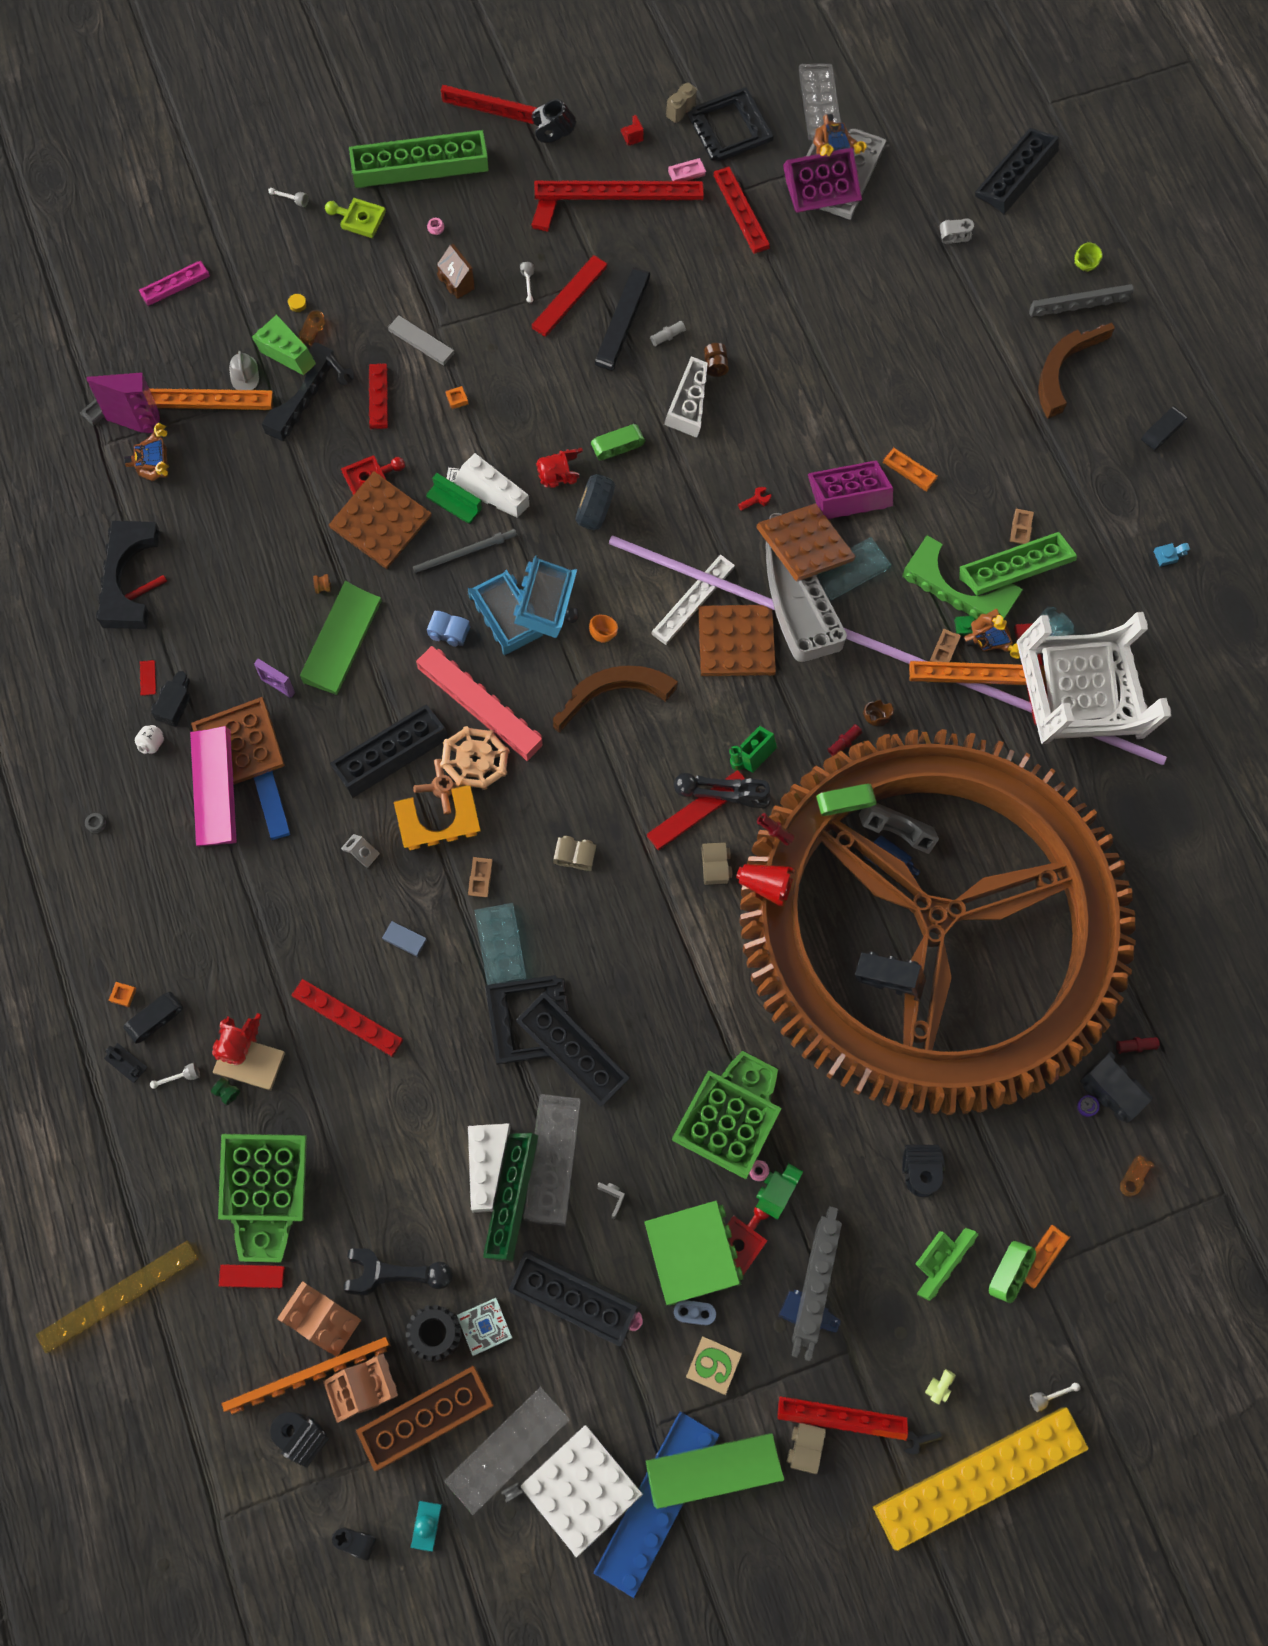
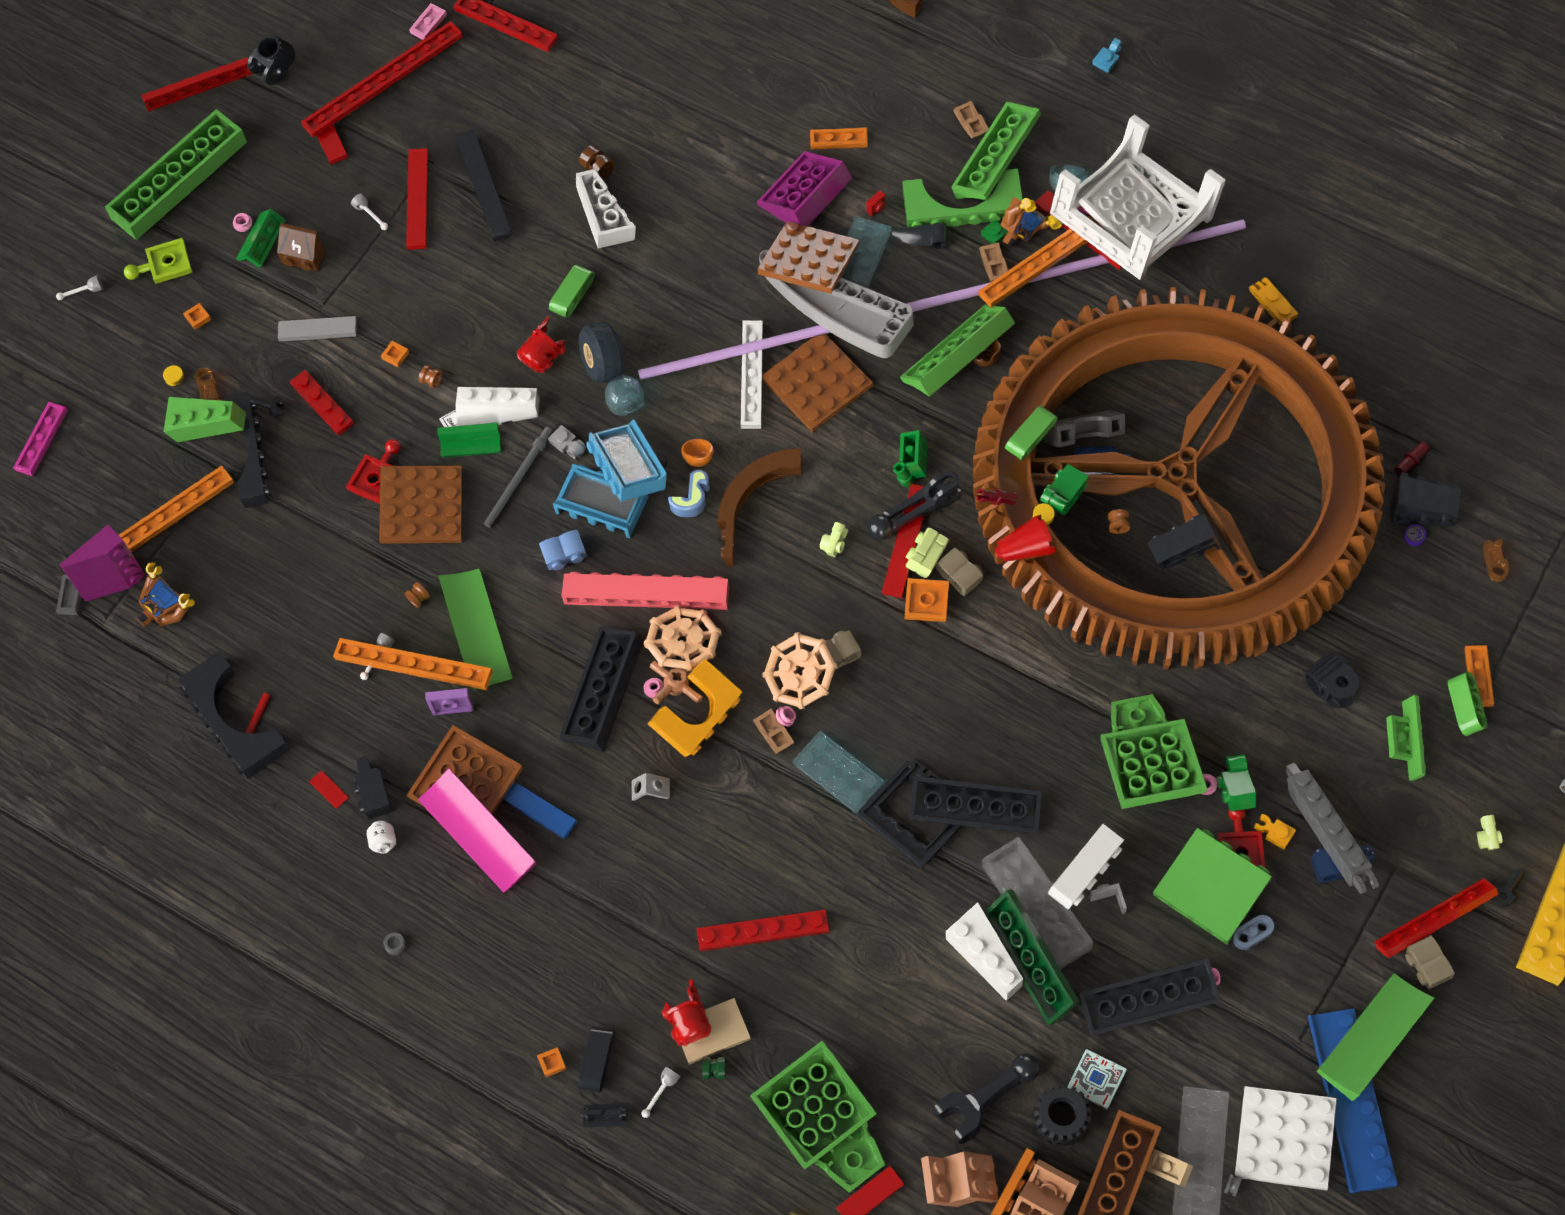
camera: 30 degrees left, 5 degrees down
(243, 372) = (178, 469): light grey piece -> none
(270, 601) = (382, 640): none -> light grey hinge
(274, 632) = (413, 664): none -> orange plate
(347, 271) = (197, 316): none -> orange plate
(404, 939) = (753, 830): sand blue tile -> none
(420, 774) = (653, 681): none -> bright pink plate
(436, 247) = (261, 237): none -> green panel
(466, 432) = (430, 376): none -> dark orange wheel
(474, 1440) = (1169, 1168): none -> tan plate
(501, 872) = (785, 716): none -> bright pink plate
(520, 551) = (564, 440): none -> light grey plate
(527, 840) = (789, 666): none -> light nougat plate
(573, 662) = (696, 499): none -> medium blue animal
(589, 547) = (624, 395): none -> clear light blue cylinder
(607, 1162) = (1085, 867): none -> white wedge
(633, 133) = (350, 20): red panel -> none
(642, 770) = (834, 543): none -> yellowish green plate
(668, 333) = (533, 170): light grey pin -> none
(673, 866) = (926, 600): none -> orange plate
(702, 830) = (927, 552): none -> yellowish green brick
(713, 1365) = (1303, 961): tile -> none
(756, 499) = (731, 254): red bar -> none
(781, 1251) = (1278, 833): none -> light orange plate
(803, 869) = (1046, 511): none -> yellow tile
(835, 863) = (1065, 489): none -> green hinge
(845, 740) = (978, 395): dark red pin -> none
(856, 919) = (1118, 521): none -> dark orange wheel
(859, 694) = (958, 349): none -> bright green arch
(894, 538) = (875, 203): none -> red plate
(912, 591) = (926, 235): none -> black piece
(1135, 839) = (1273, 301): none -> light orange hinge

